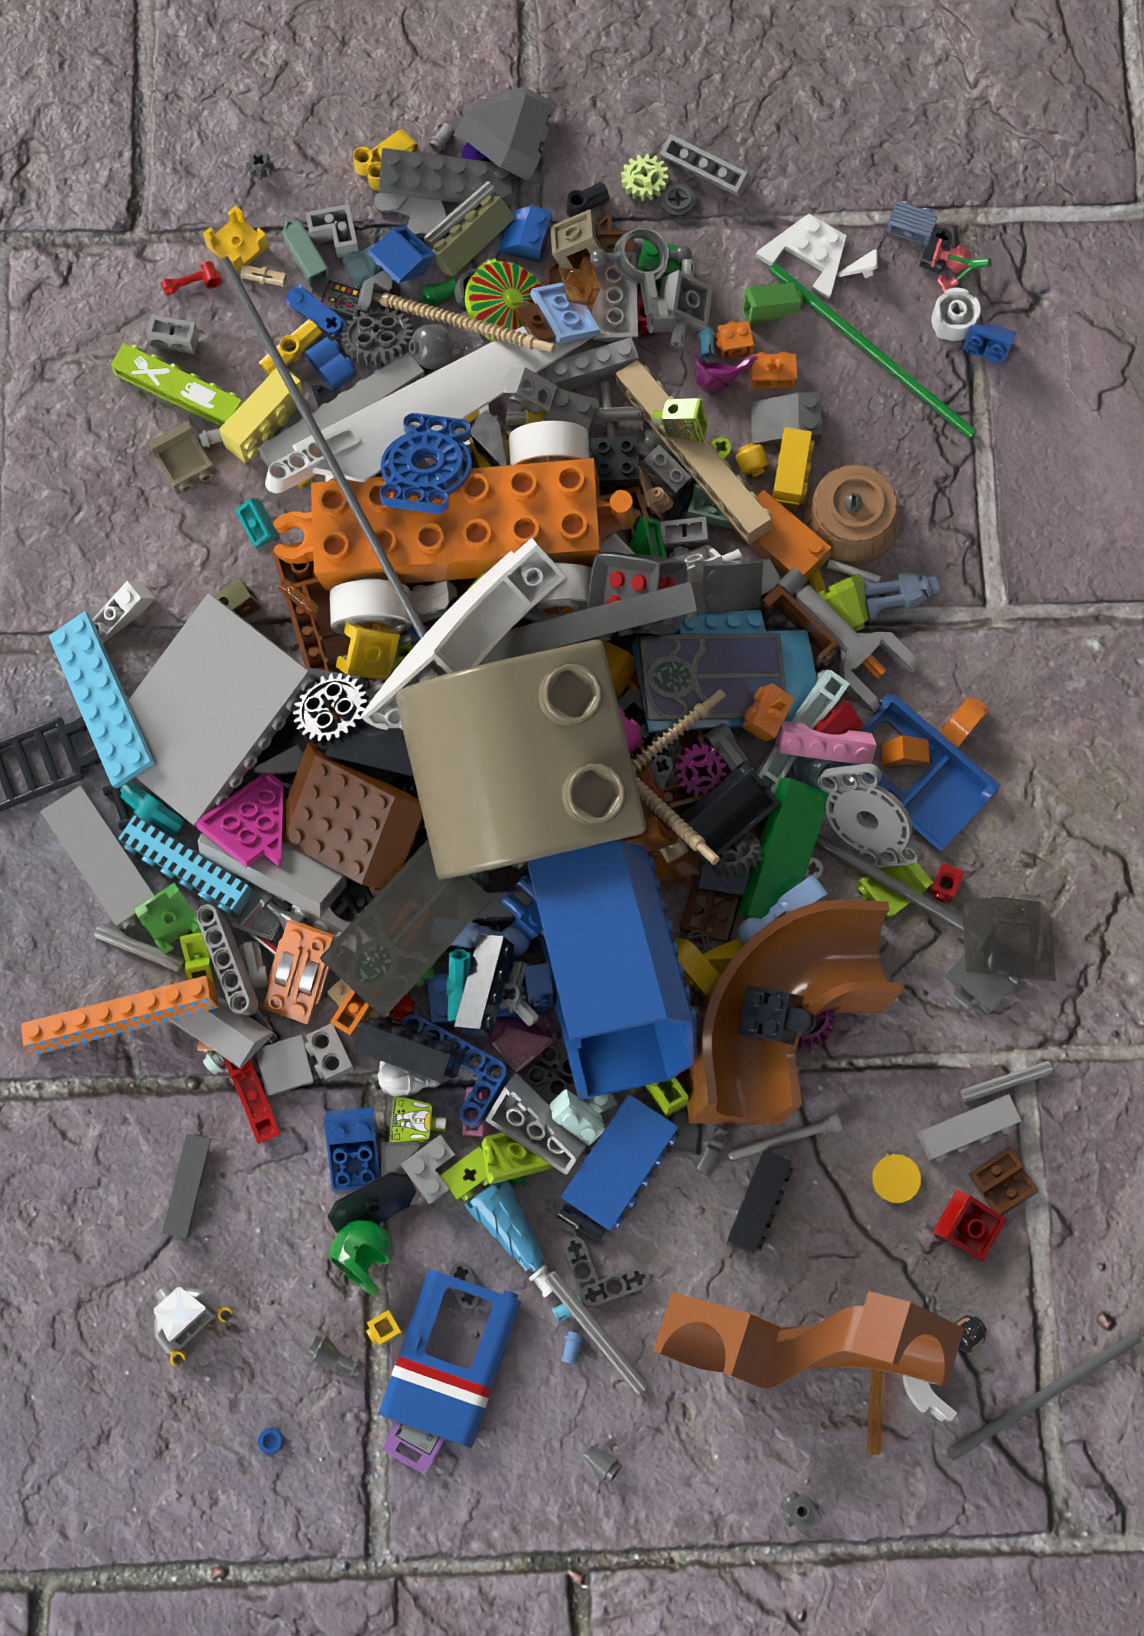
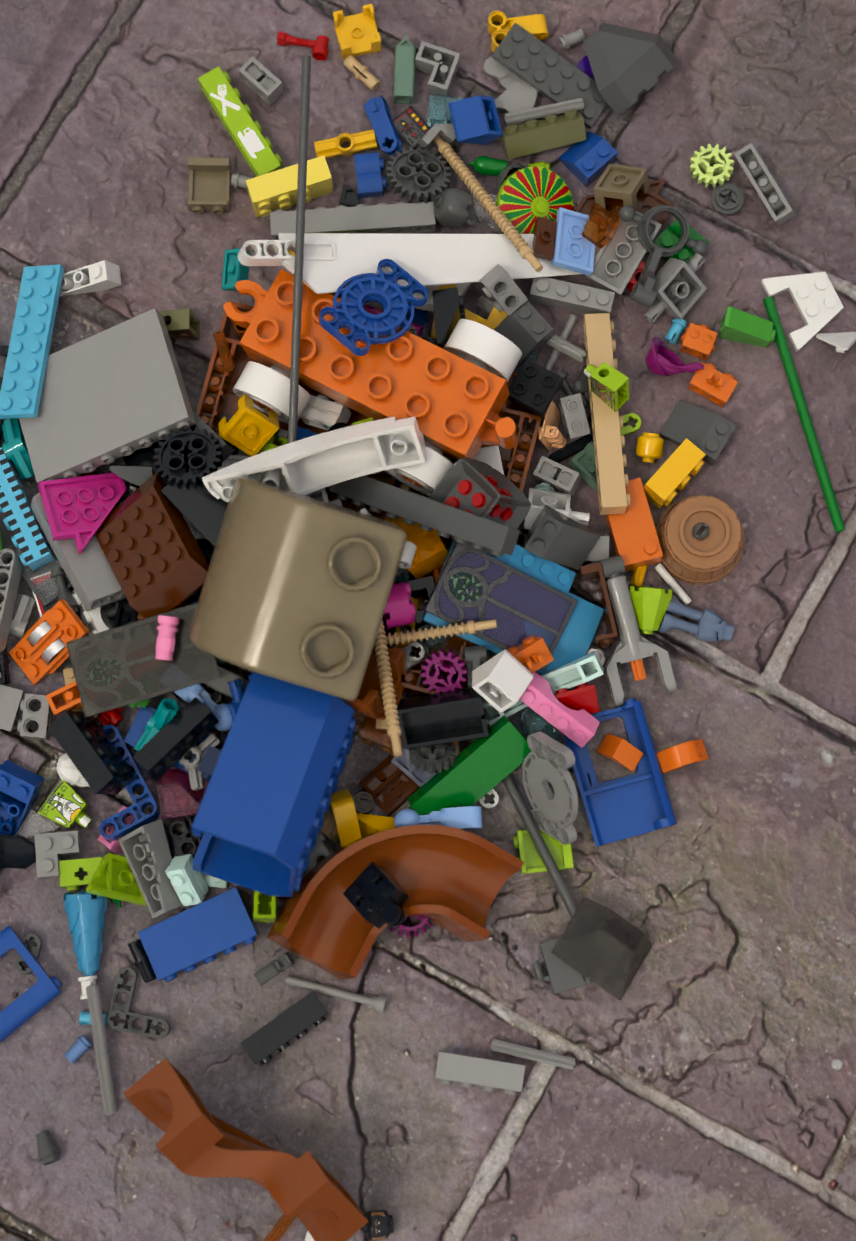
camera: 30 degrees right, 5 degrees up
(417, 891) = (166, 637): none -> bright pink axle
(587, 199) = (655, 157): black piece -> none
(648, 538) = (520, 467): green slope -> none
(690, 1135) = (263, 947): dark grey piece -> none
(761, 742) = (501, 680): none -> white slope
(896, 1178) = (400, 1075): yellow tile -> none
(950, 874) = (593, 869): red brick -> none
(969, 1225) = (431, 1145): red slope -> none
(1003, 1182) = (480, 1129): reddish brown slope -> none

